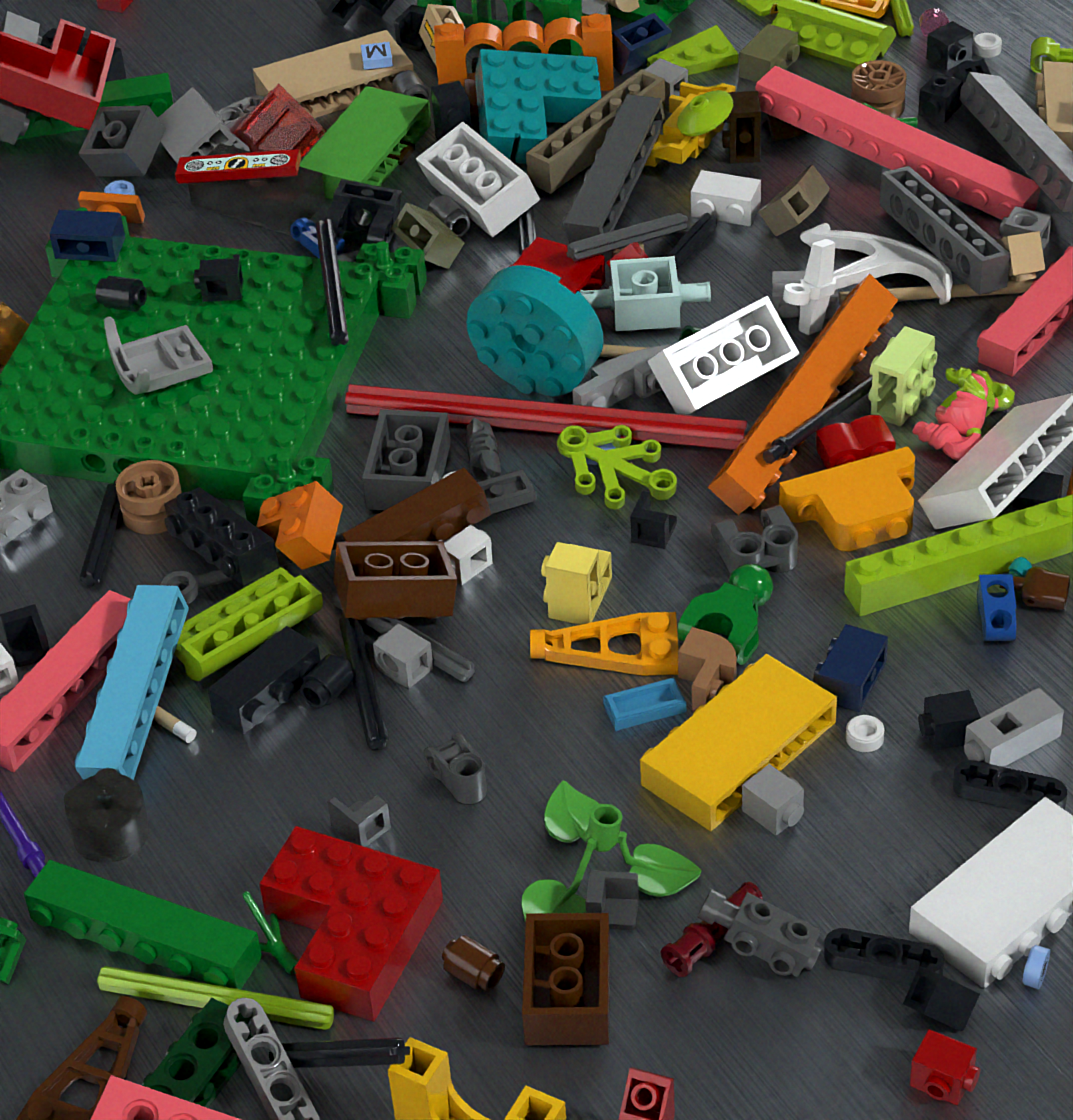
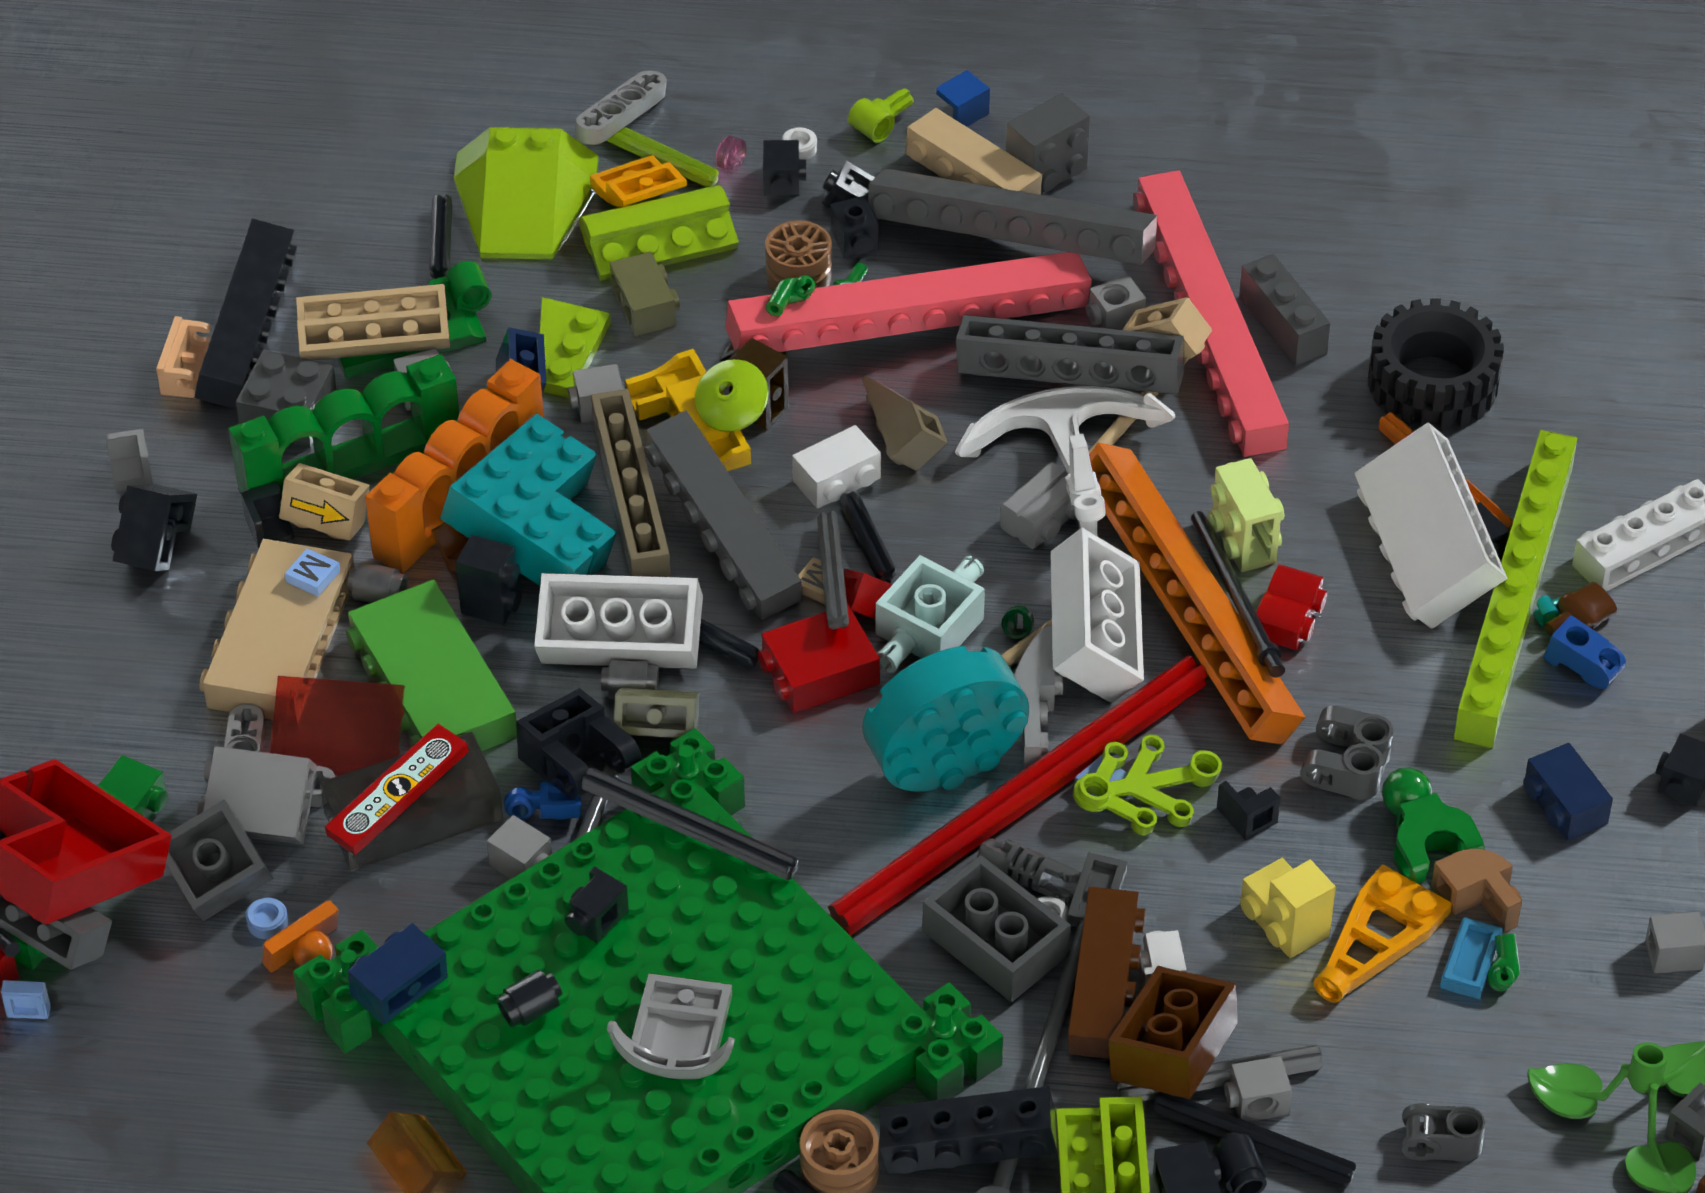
camera: 55 degrees left, 5 degrees up
(263, 238) = (517, 847): none -> light grey brick
(302, 523) = (1027, 1047): orange brick -> none
(653, 724) = (1506, 965): none -> green arm
(750, 723) = (1586, 922): yellow brick -> none
(813, 80) = (790, 291): none -> green arm
(856, 500) = (1364, 652): light orange brick -> none
(865, 733) = (1642, 835): white tile -> none
(964, 412) = (1321, 508): coral hair -> none

